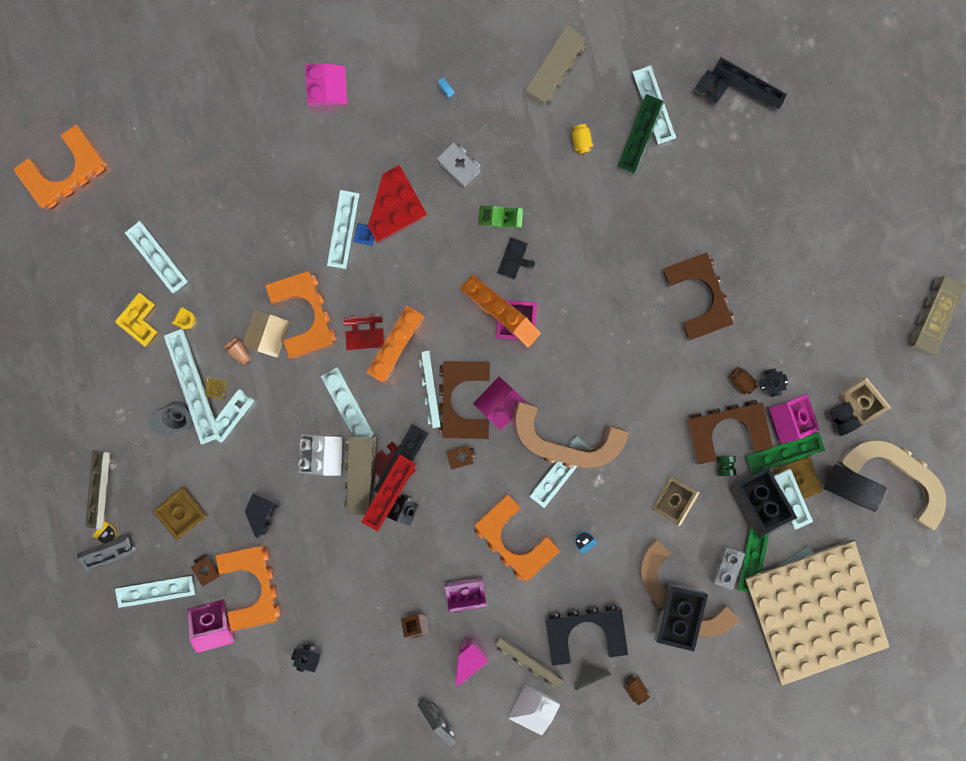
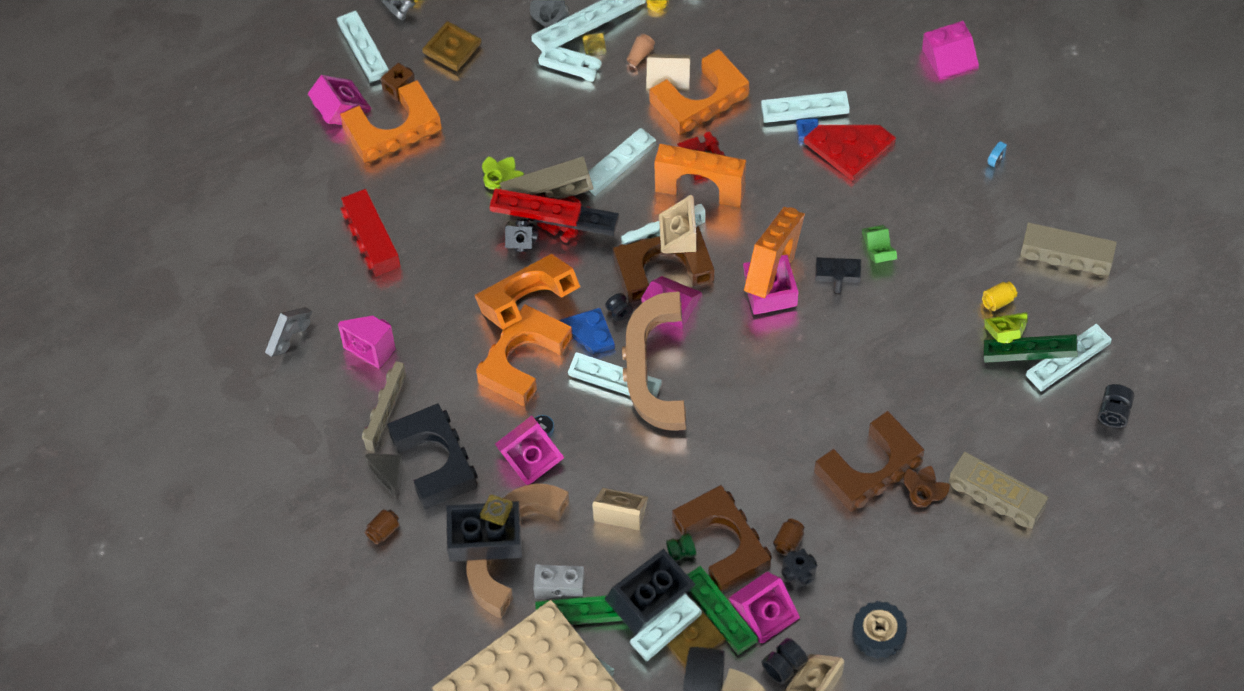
camera: 75 degrees right, 30 degrees down
(259, 511) = (474, 106): black slope -> none
(311, 653) = (328, 191): black brick -> none
(320, 454) = (555, 147): white slope -> none
(325, 505) = (499, 171): none -> lime plate
(357, 632) = (370, 232): none -> red brick
(415, 626) = (393, 280): reddish brown brick -> none
(445, 380) = (678, 227): none -> tan slope
(456, 463) = (597, 276): reddish brown brick -> none
(458, 544) = (548, 273): none -> orange arch
(461, 175) = (918, 189): light grey brick -> none
(465, 594) = (444, 322): magenta bracket -> none
(495, 448) = (619, 307): none -> black wheel
(507, 477) = (591, 331): none -> blue wing
(534, 709) = (329, 430): white slope -> none
(607, 559) = (529, 450): none -> dark pink slope
(614, 144) = (1007, 327): none -> lime wing
(675, 605) = (496, 509): none -> clear yellow tile
(728, 259) = (926, 485): none -> reddish brown plate
(750, 83) = (1139, 446): black plate -> none
(754, 206) = (998, 490): none -> dark tan brick
(828, 333) = (879, 642): none -> black wheel

